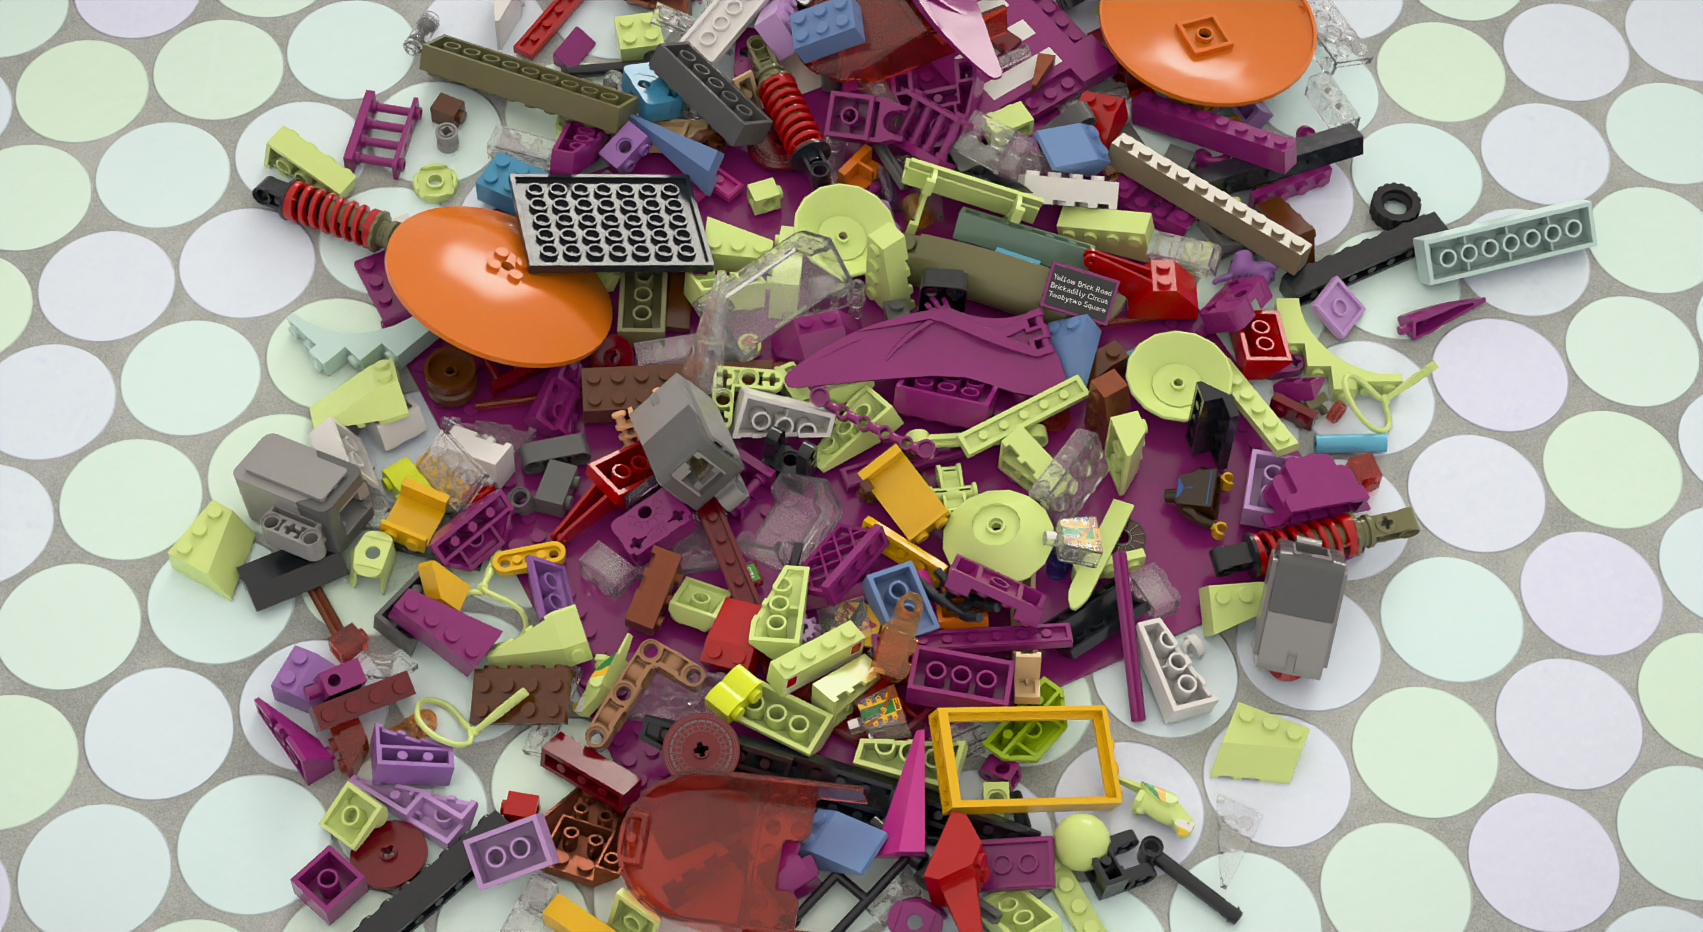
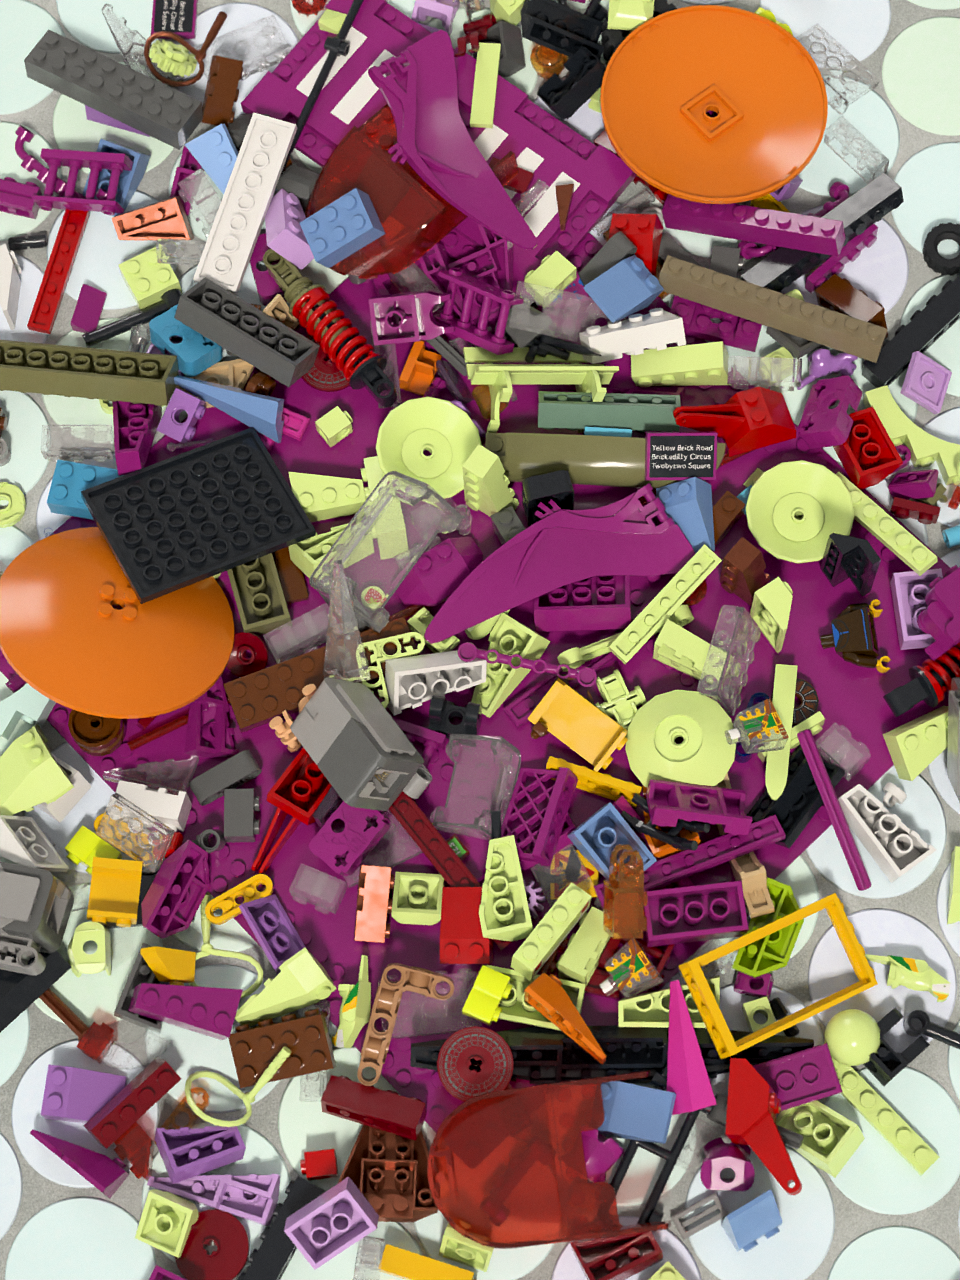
camera: 10 degrees left, 15 degrees up
(343, 677) = (111, 1087): magenta torso -> none
(794, 716) = (554, 1004): none -> orange wedge

